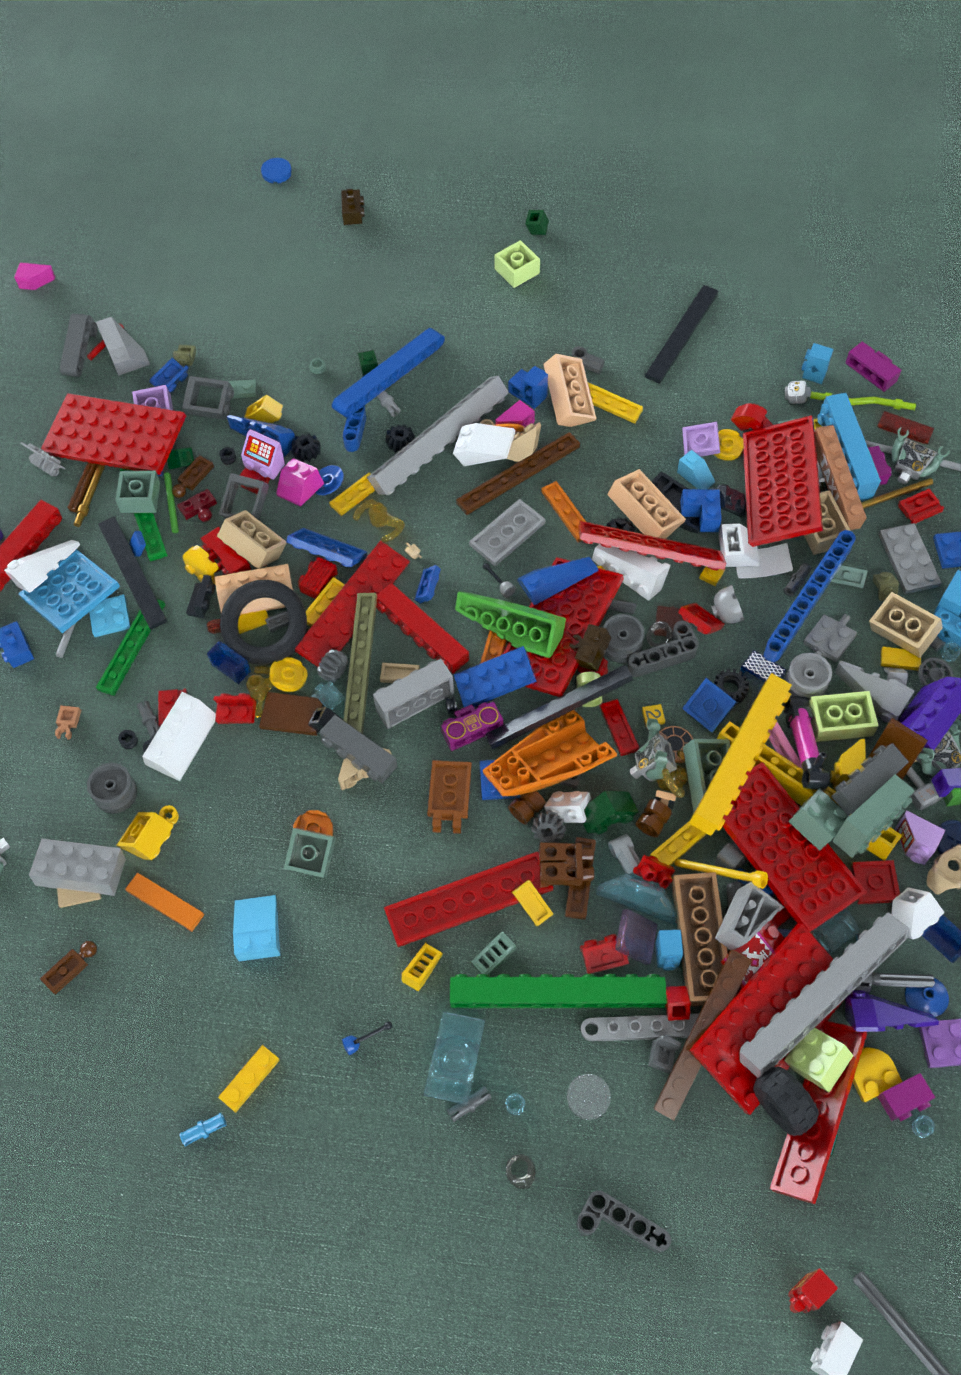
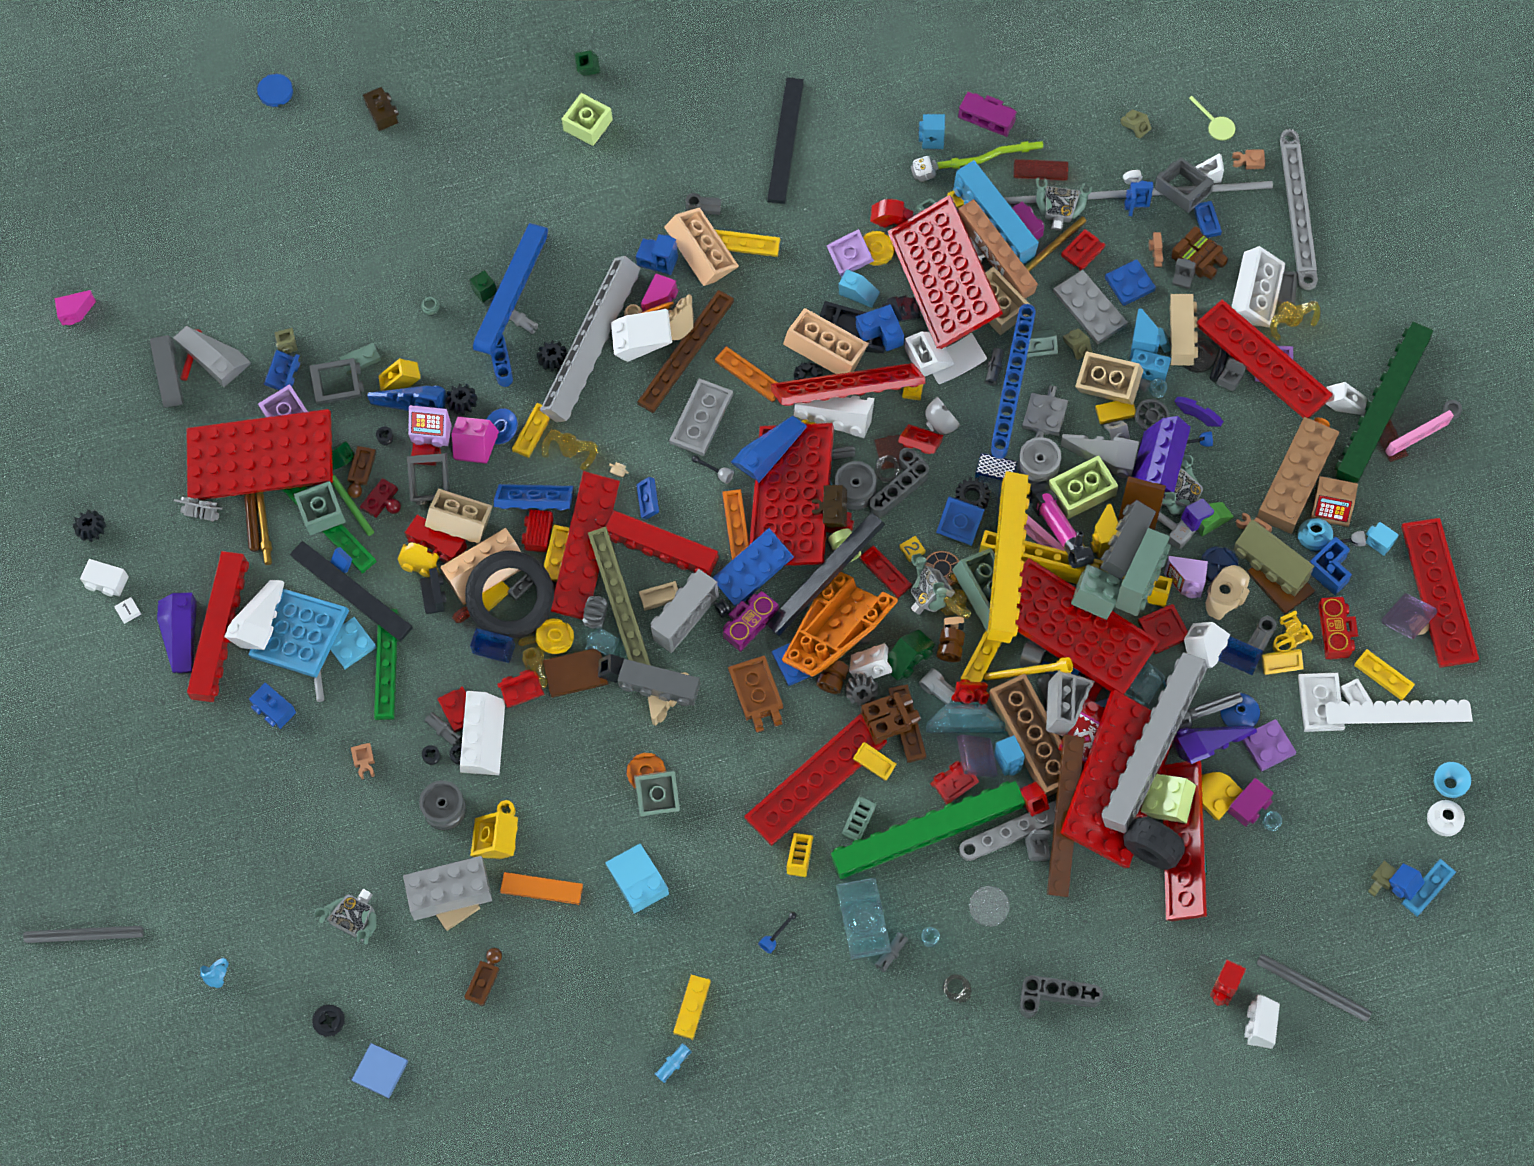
camera: 20 degrees left, 5 degrees up
(516, 623) = (750, 507): bright green wedge -> none

